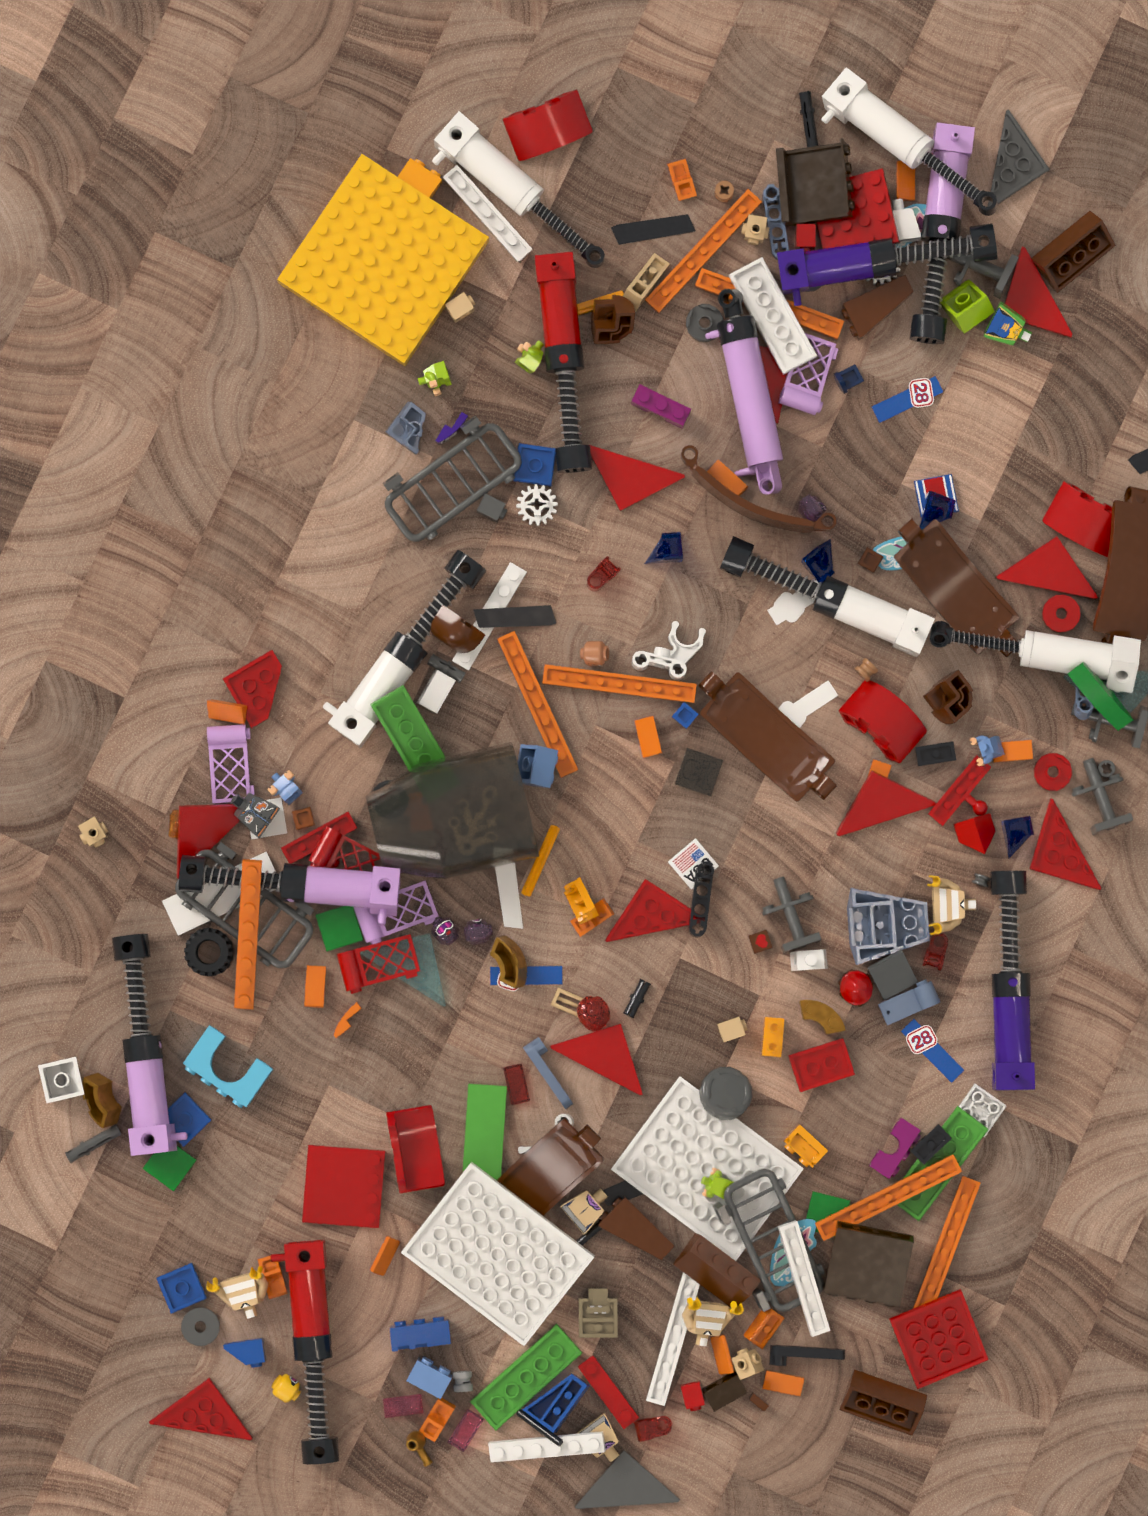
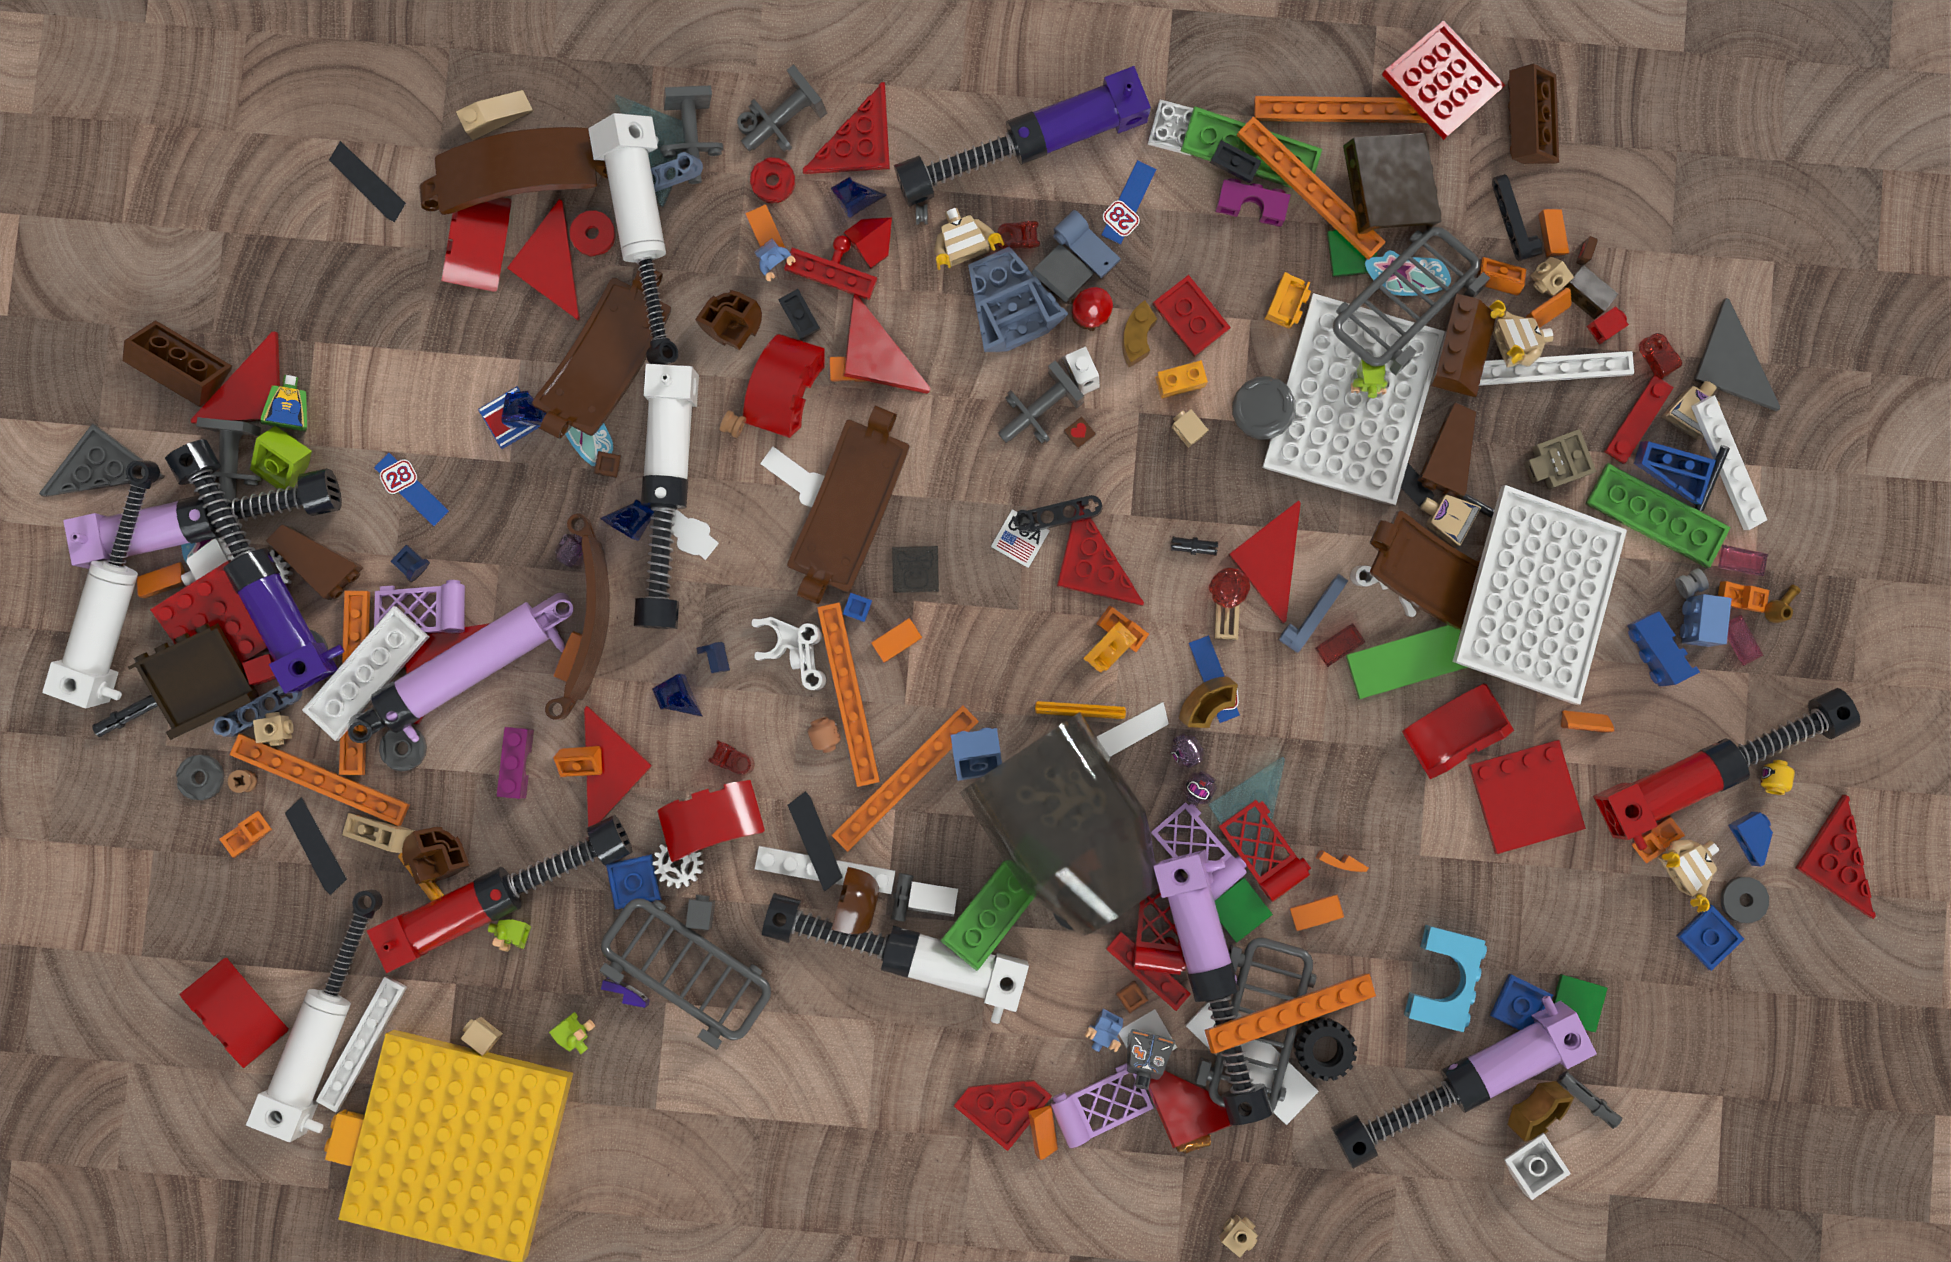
camera: 105 degrees left, 0 degrees up
(408, 427) = (641, 1043): sand blue slope -> none
(561, 542) = (710, 819): none -> red panel
(644, 455) = (579, 761): none -> orange slope
(686, 591) = (716, 656): none -> dark blue tile
(739, 170) = (213, 777): none -> dark grey tile
(804, 1278) = (1435, 248): white plate -> none
(1101, 698) = (667, 148): green slope -> none

